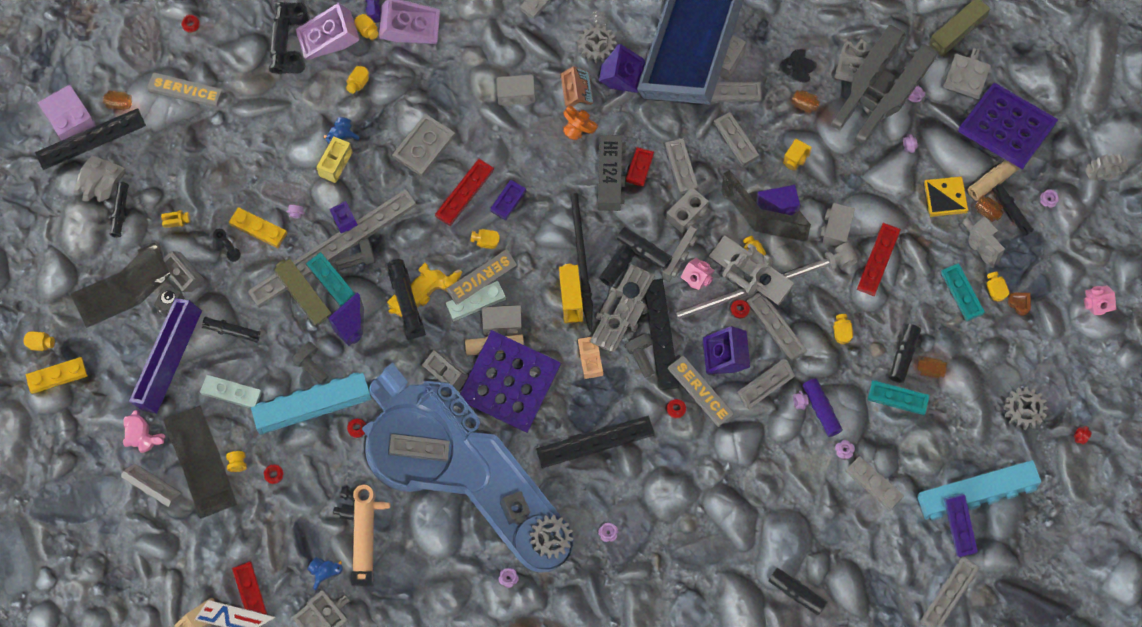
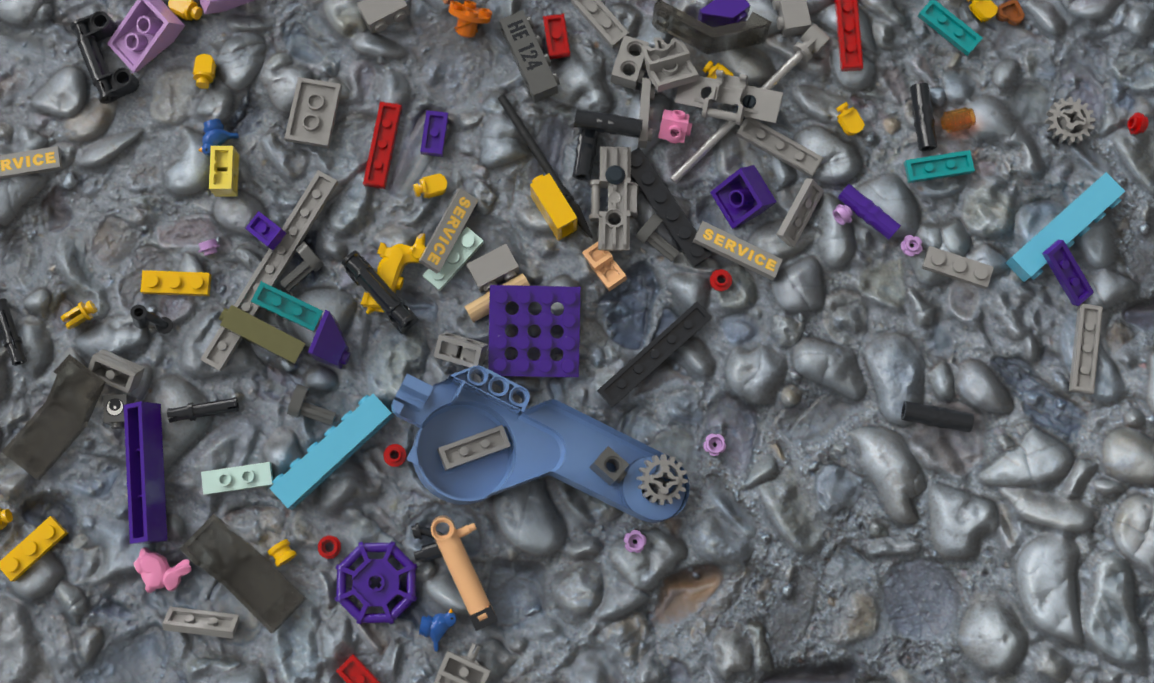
camera: 30 degrees left, 10 degrees up
(303, 524) = (376, 596): none -> dark purple plate
(715, 224) = (669, 64): none -> light grey plate
(740, 314) = (731, 149): red plate -> none

